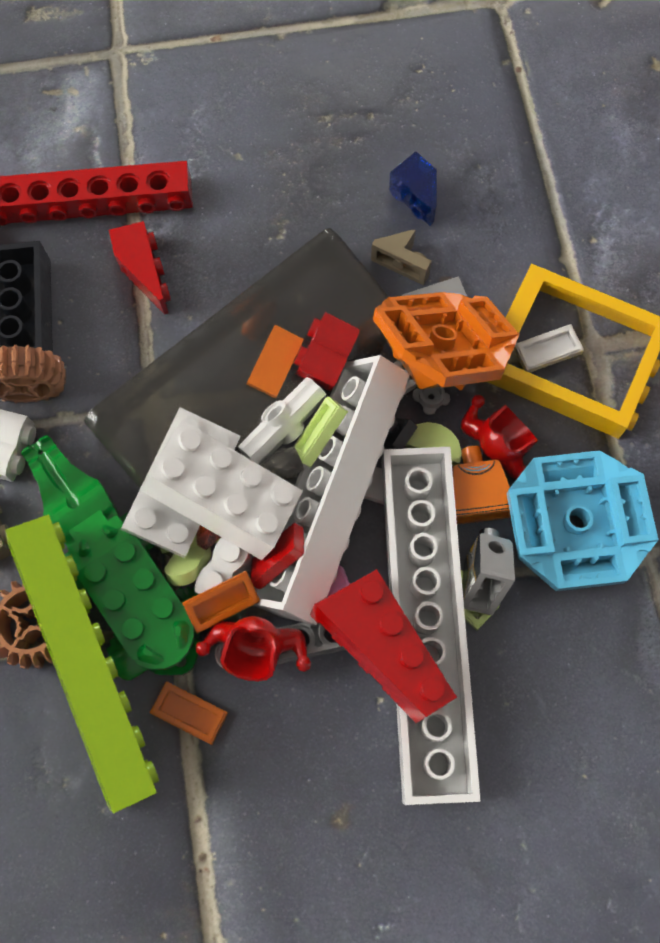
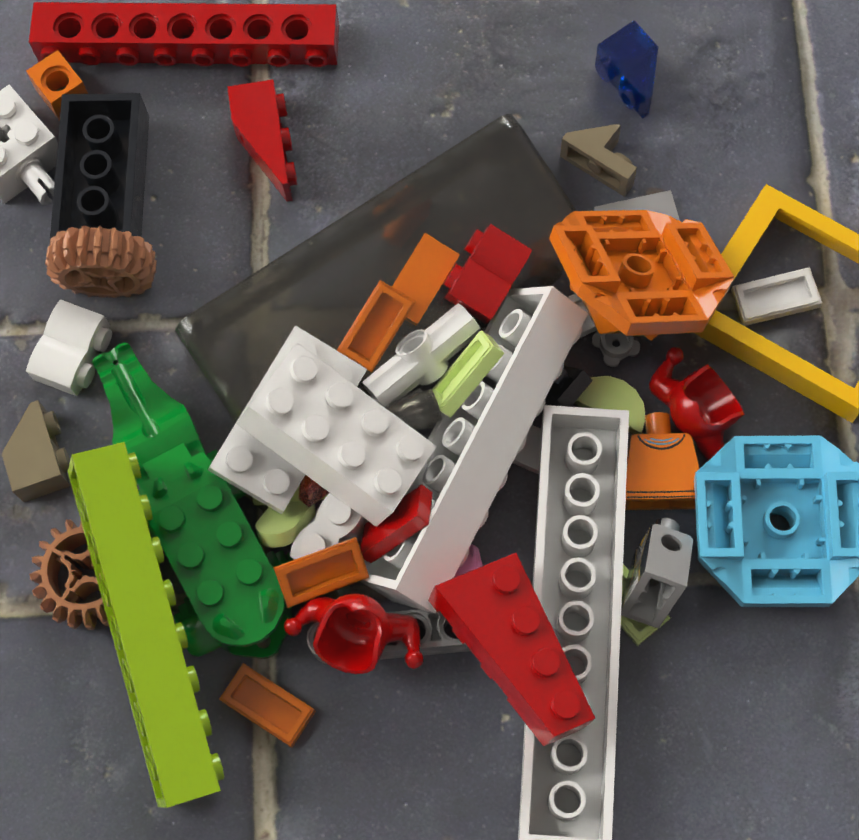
camera: 10 degrees right, 0 degrees up
(244, 401) = (376, 325): none -> orange tile

